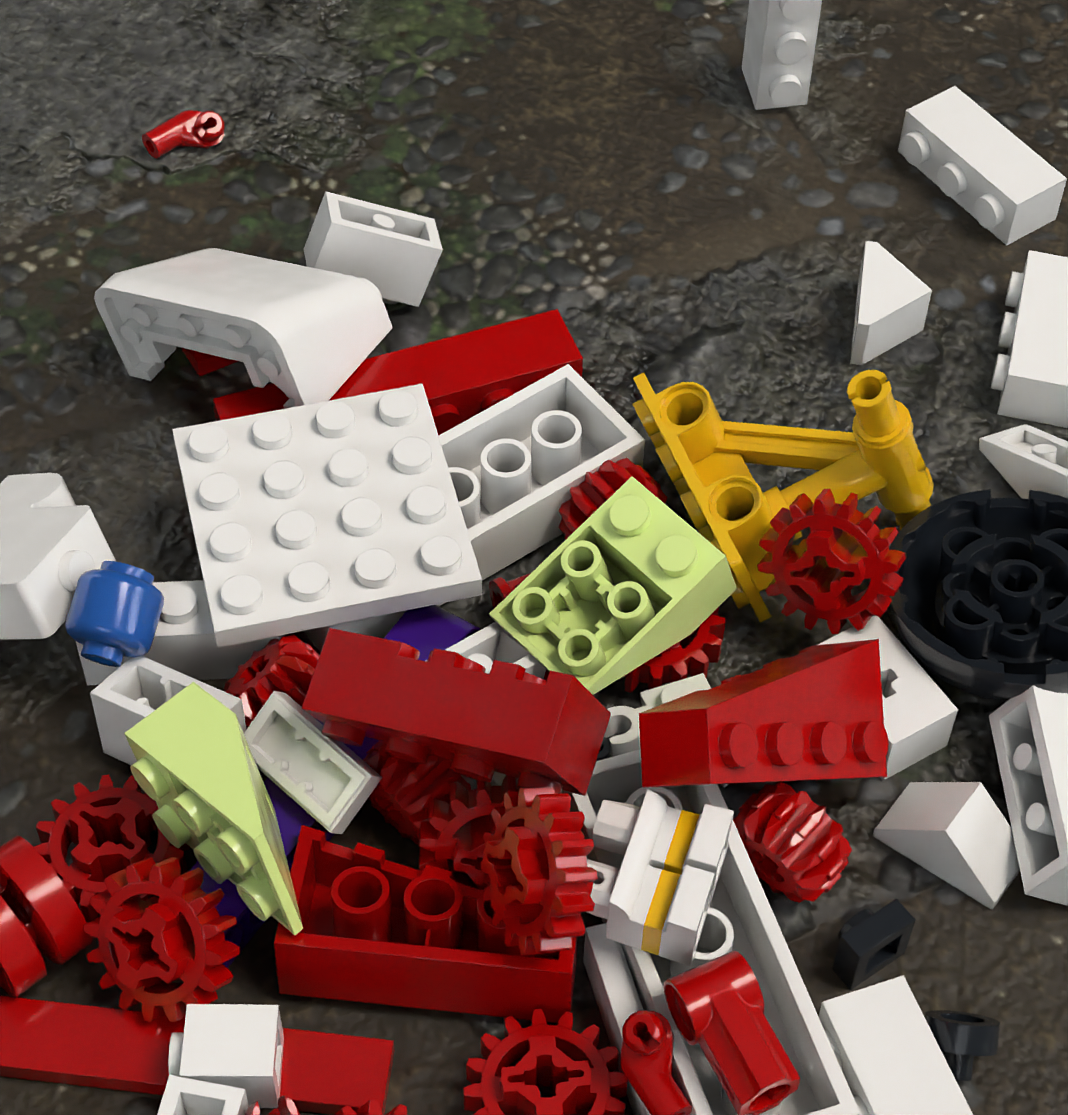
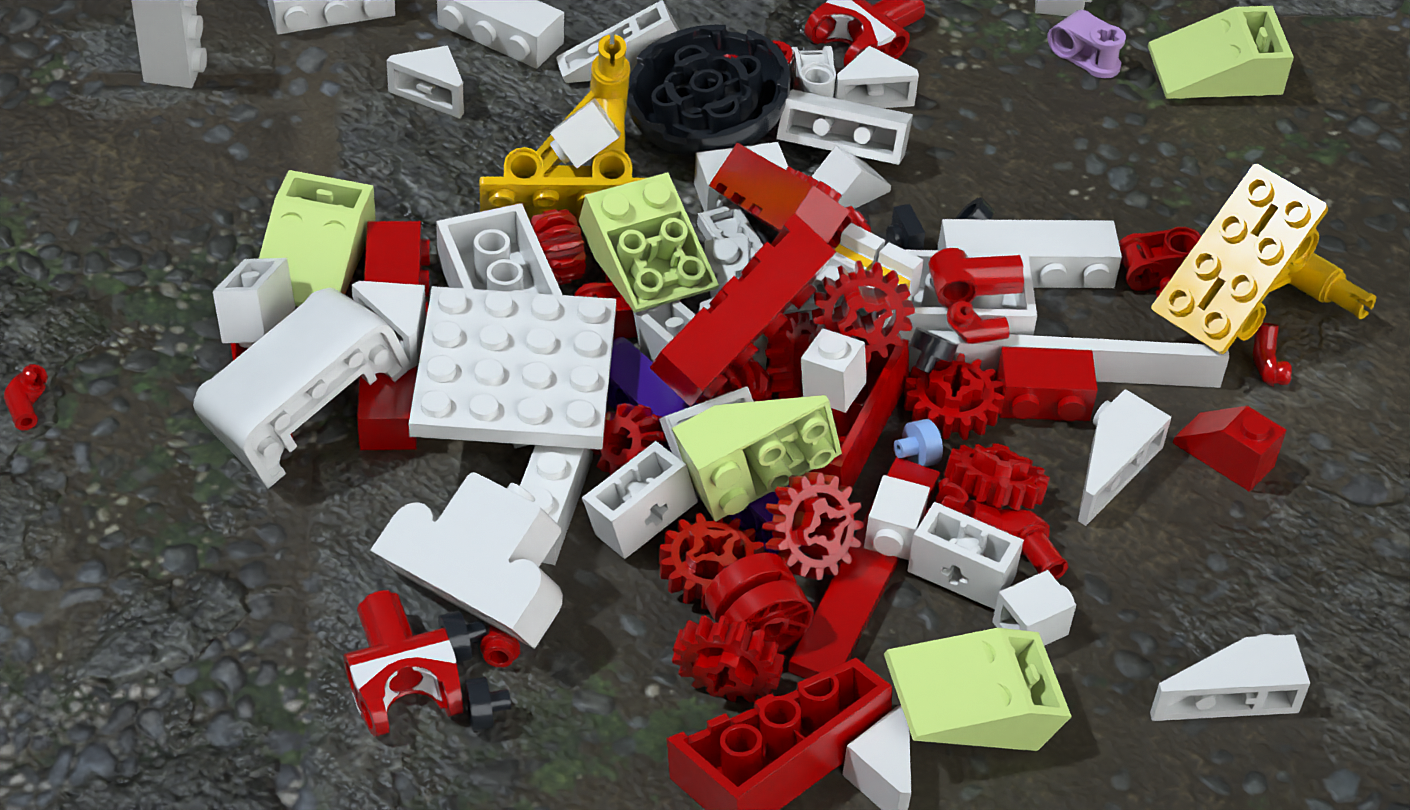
camera: 75 degrees left, 5 degrees down
(114, 613) = (562, 485): blue head -> none
(366, 362) = (398, 306): none -> white slope
(421, 1063) = (920, 443): none -> light blue tile
(432, 873) = (834, 368): none -> white brick
(518, 270) = (319, 230): none -> yellowish green slope
(587, 1017) = (931, 347): none -> black tile
(772, 448) = (583, 134): none -> white brick
(832, 559) = (670, 143): red gear -> none

